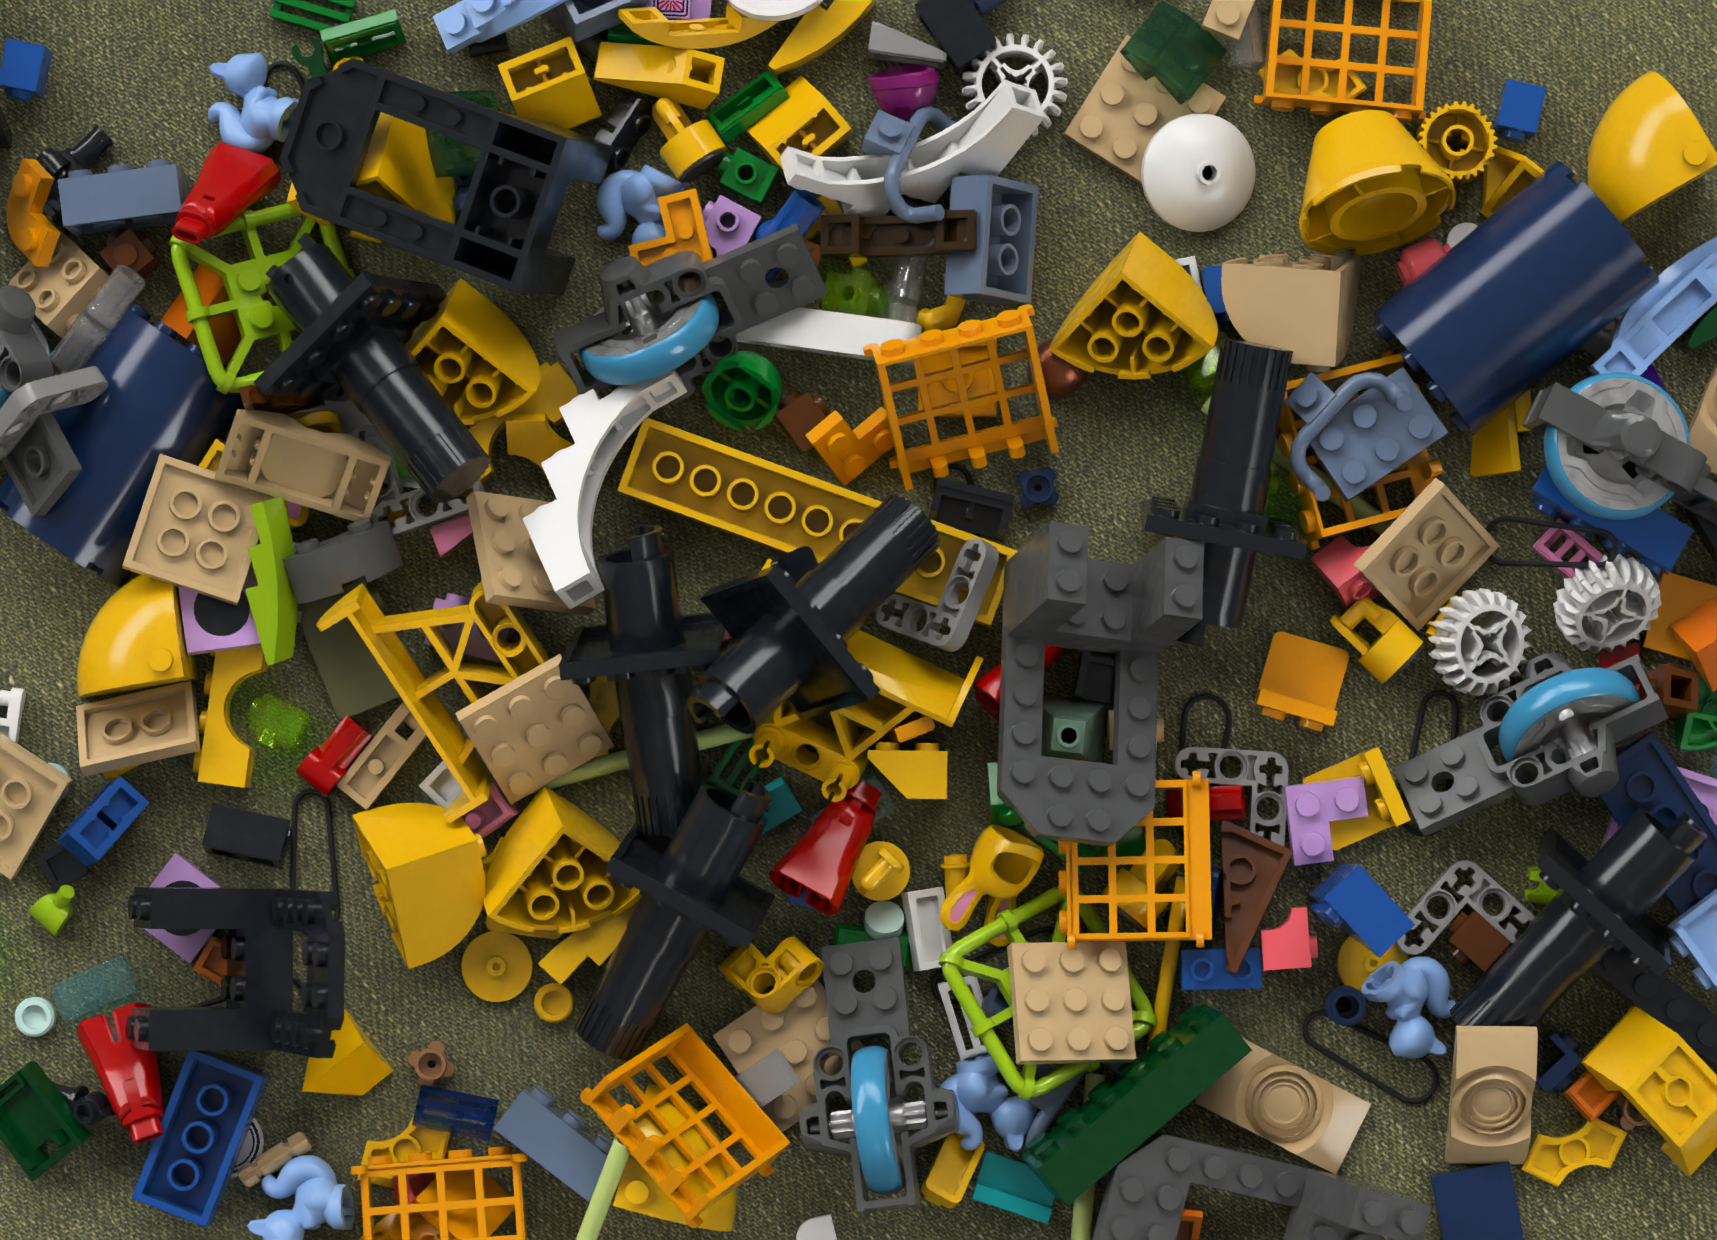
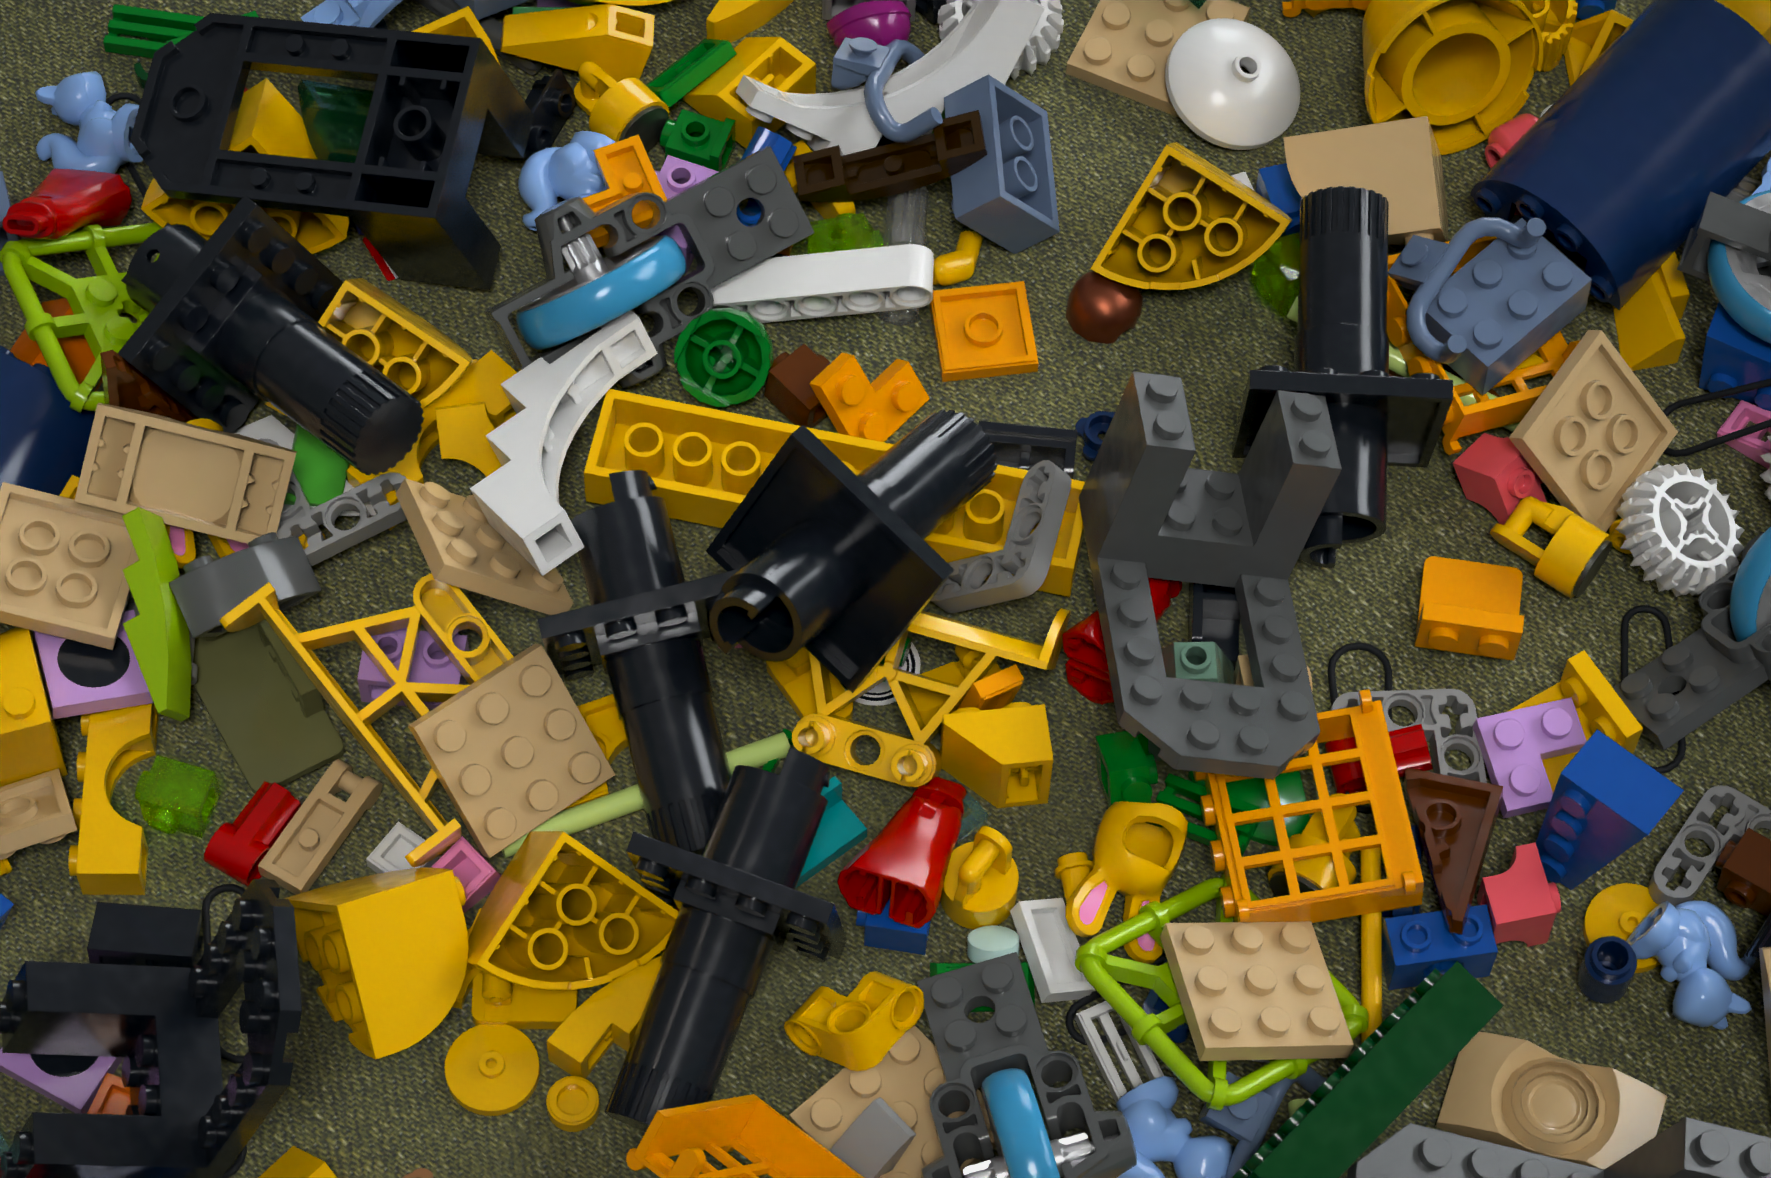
camera: 15 degrees left, 25 degrees down
(452, 534) = (386, 558): bright pink slope -> none
(975, 443) = (1016, 393): light orange window -> none
(1361, 1073) = (1645, 1063): black piece -> none

